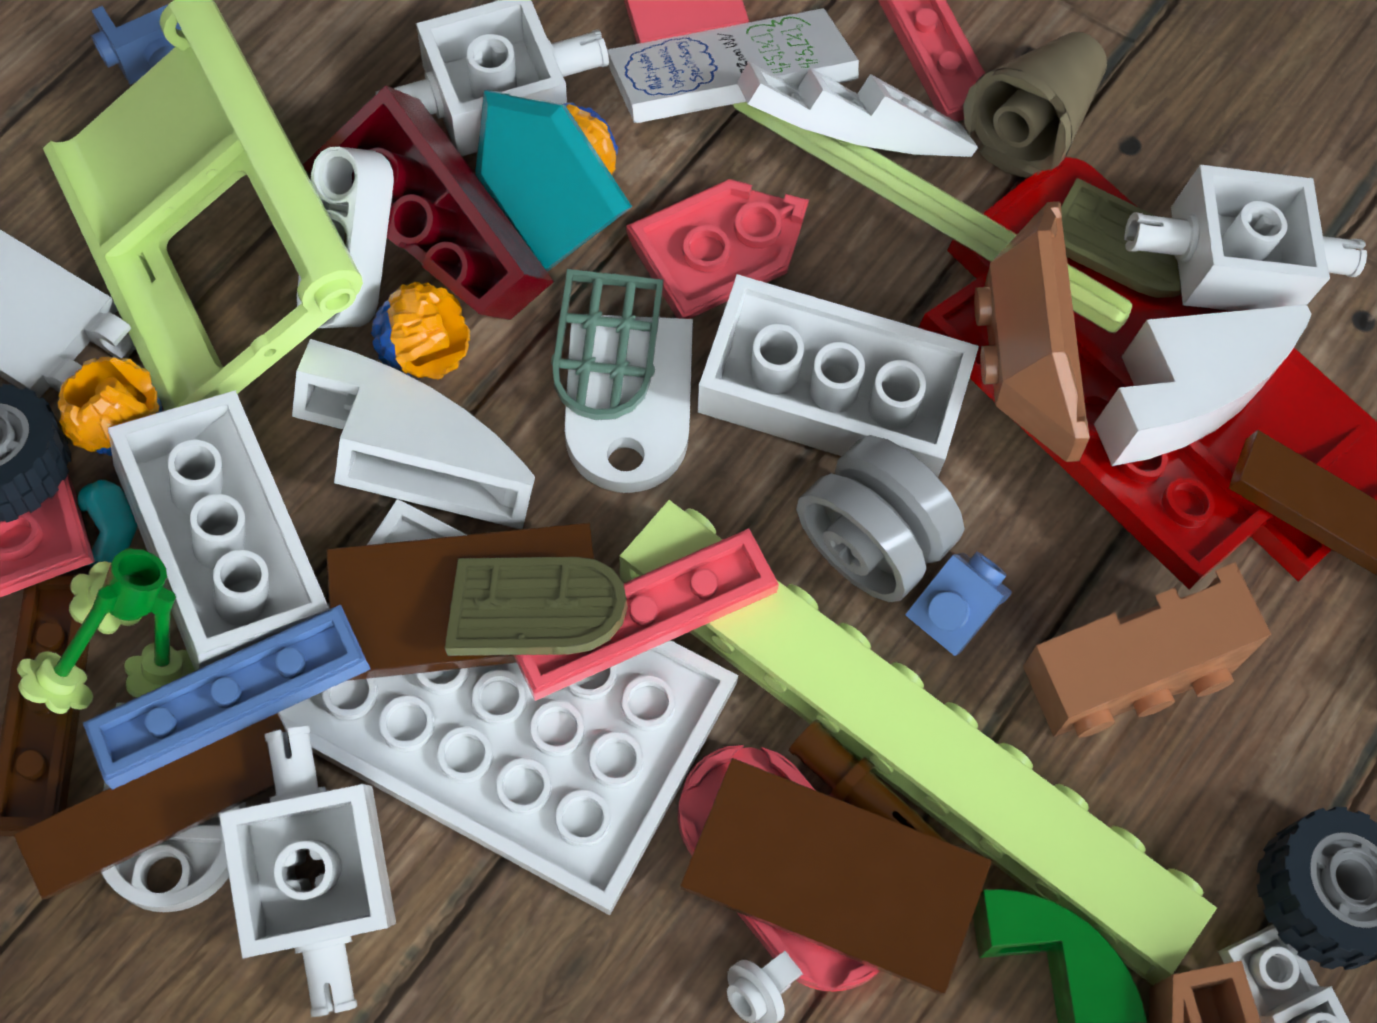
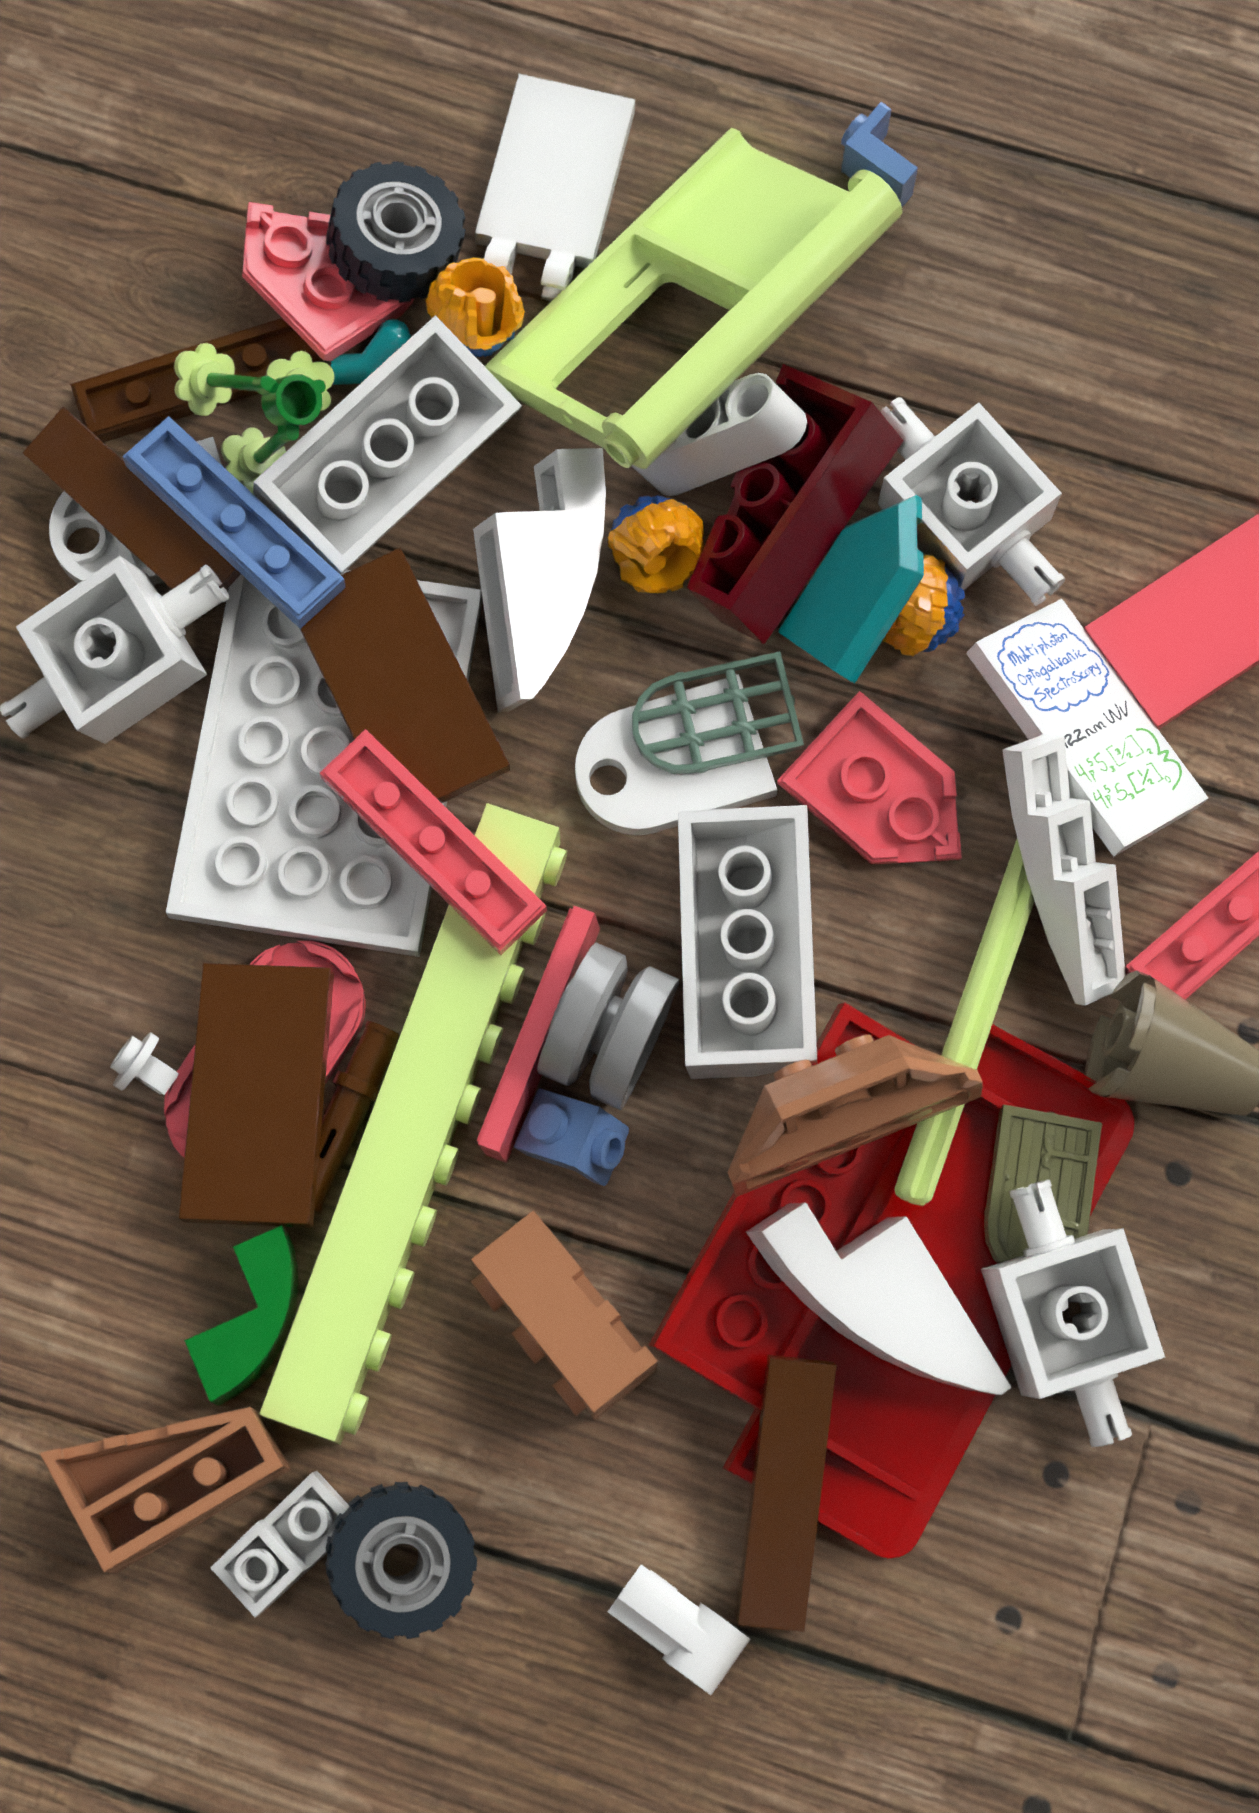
camera: 75 degrees right, 10 degrees up
(533, 606) = (399, 741): olive window -> none
(857, 594) = (521, 1074): none -> coral tile

